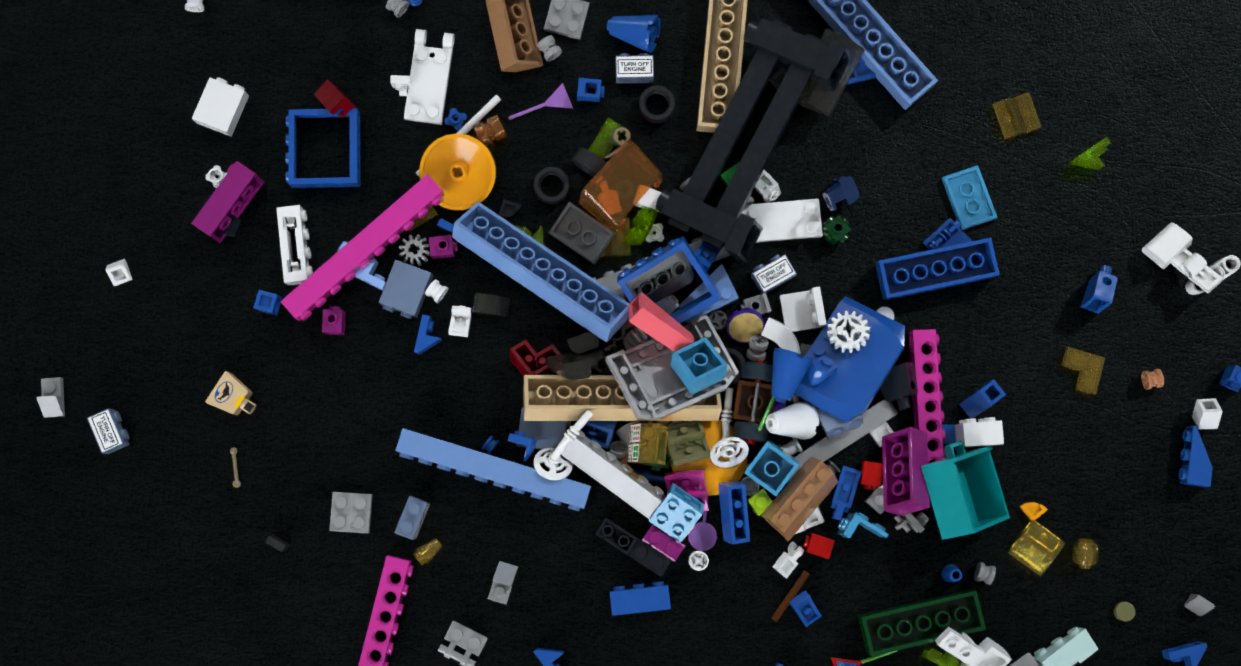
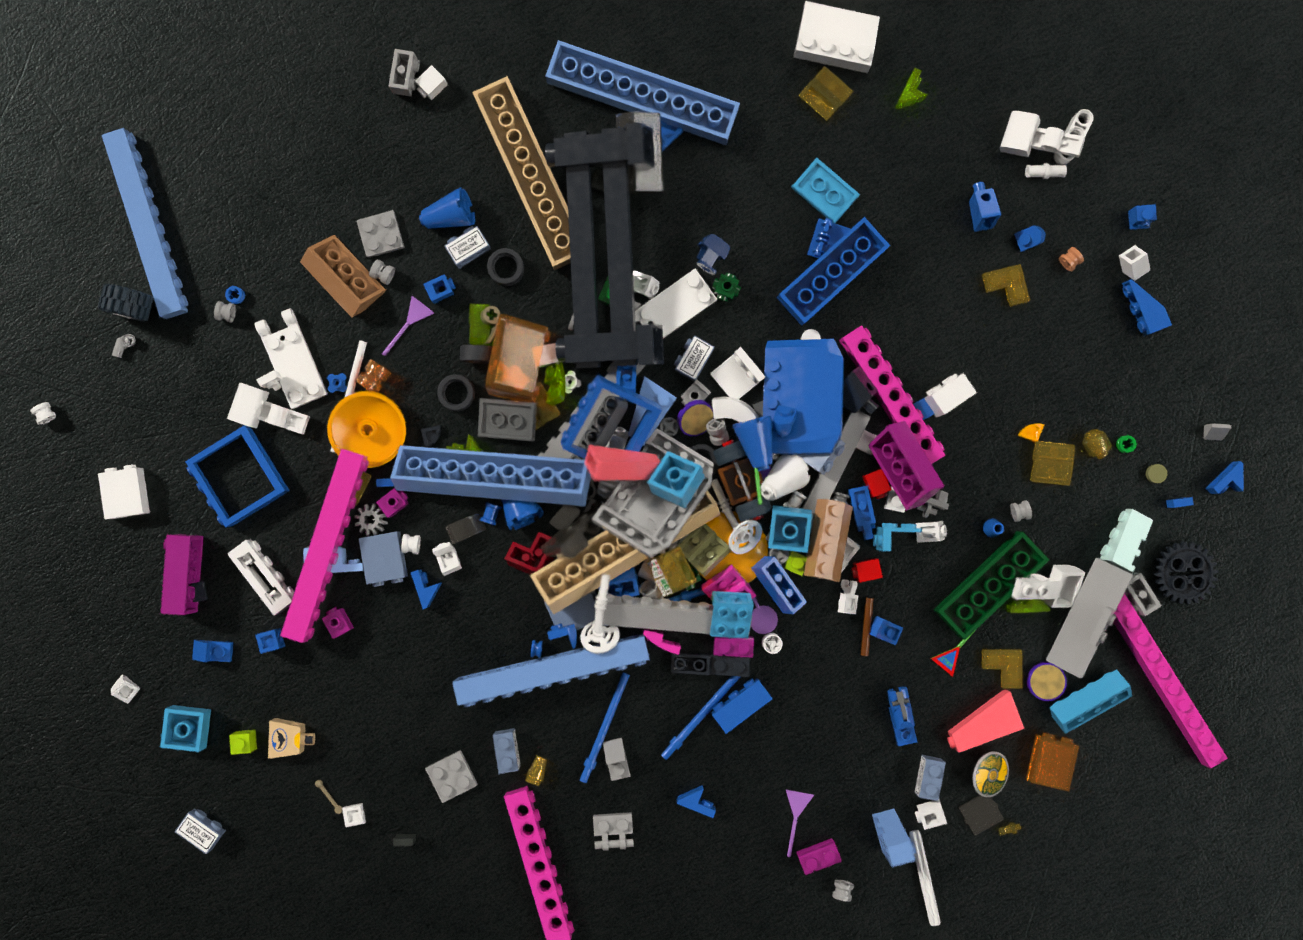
camera: 30 degrees left, 5 degrees up
(52, 397) = (134, 830): light grey slope -> none
(150, 335) = (185, 728): none -> dark azure brick
(191, 376) = (243, 742): none -> lime brick
(211, 176) = (153, 559): white plate -> none
(213, 283) = (212, 651): none -> blue slope
(247, 496) = (354, 815): none -> white tile
(333, 99) = (219, 428): dark red hinge -> none
(372, 97) = (251, 407): none -> white plate
(478, 572) = (591, 762): none -> blue bar
(520, 305) = (490, 513): none -> blue bush
(547, 319) = (520, 513): none -> blue cone
(564, 598) = (677, 741): none -> blue bar
(601, 494) = (656, 636): none -> dark pink slope
(840, 332) = (781, 378): white gear -> none
(895, 545) = (931, 531): none -> white bracket
(965, 491) = (966, 453): teal container -> none
(982, 399) = (935, 362): blue slope -> none
(1053, 74) = (837, 37): none -> white slope
(1118, 570) = (1132, 441): none -> green bush
(1126, 339) = (1030, 237): none -> blue plate
(1131, 648) = (1180, 502): none -> blue tile
(1172, 290) = (1045, 171): none -> white pin

